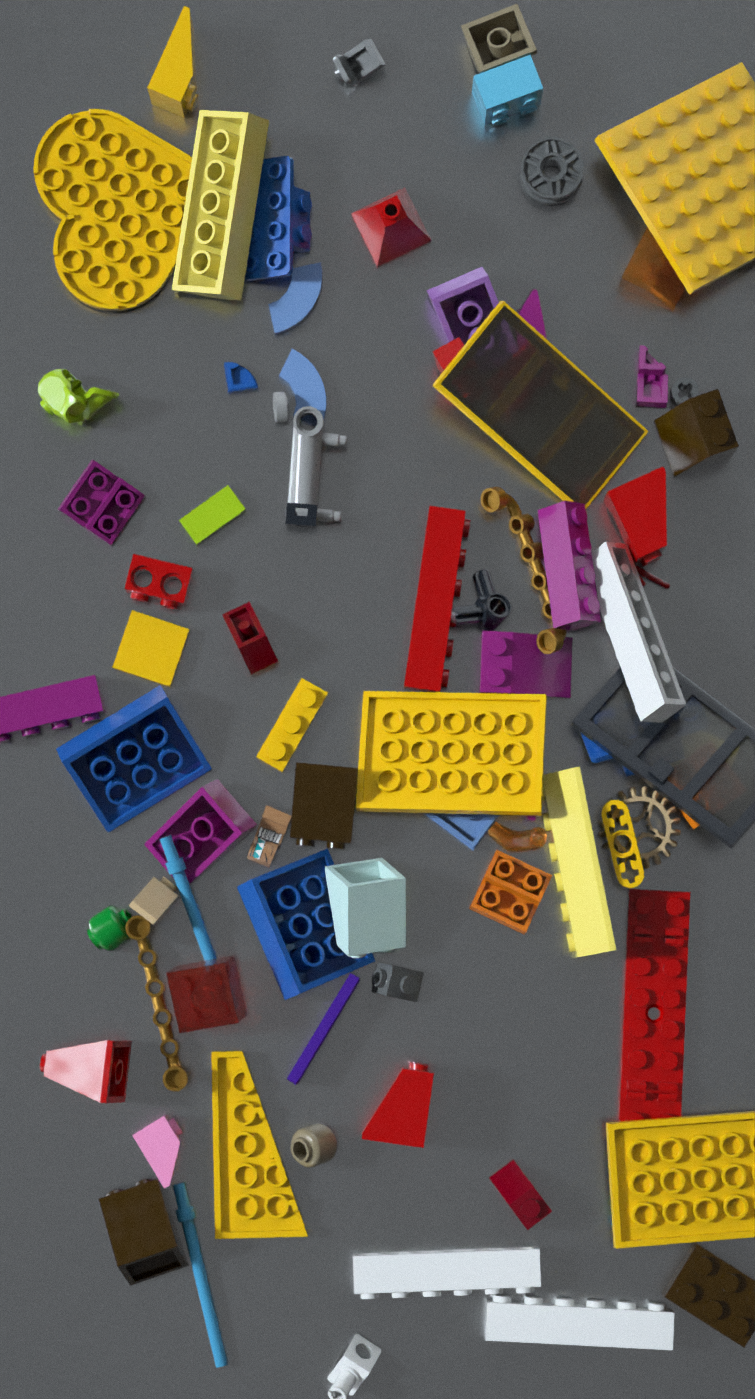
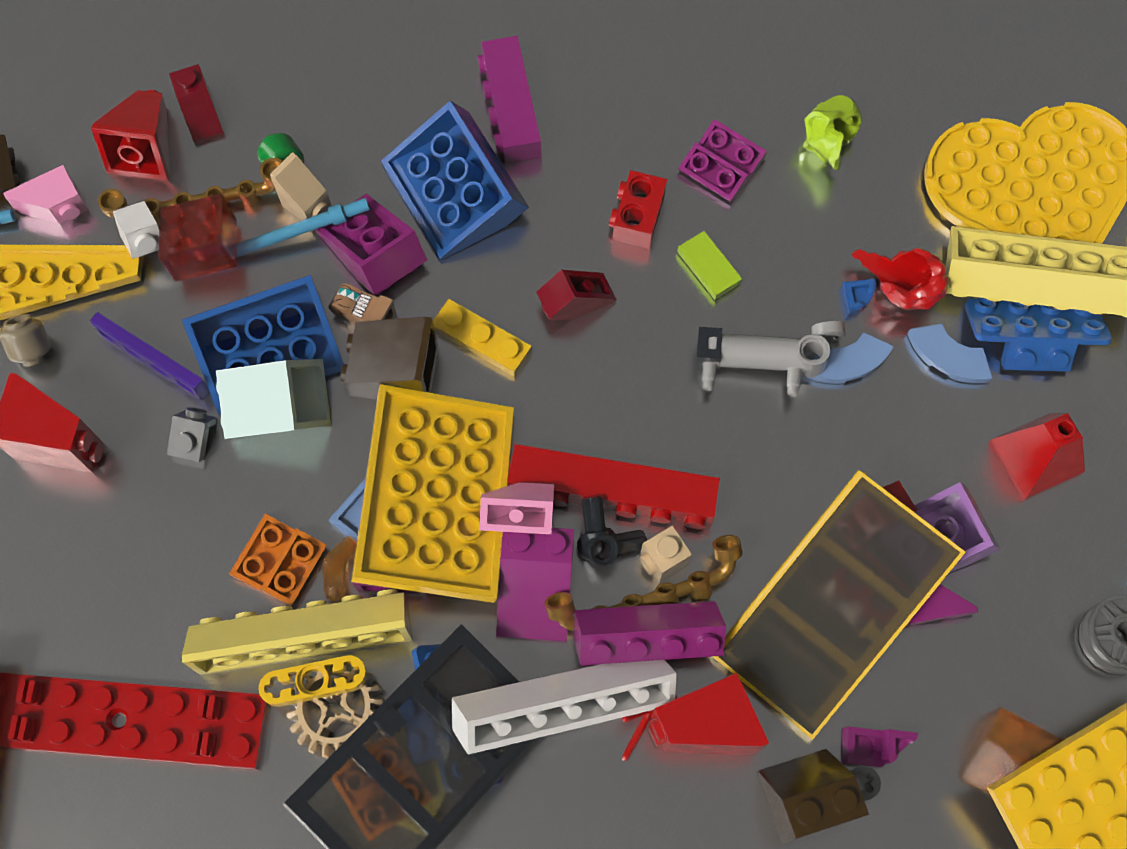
camera: 90 degrees right, 15 degrees down
(54, 1017) = (196, 103): none -> dark red slope
(151, 648) = (568, 204): yellow tile -> none
(201, 1051) = (137, 229): none -> white brick
(229, 332) = (908, 279): none -> red hair
(468, 676) = (518, 509): none -> bright pink slope
(497, 553) = (665, 554): none -> tan brick

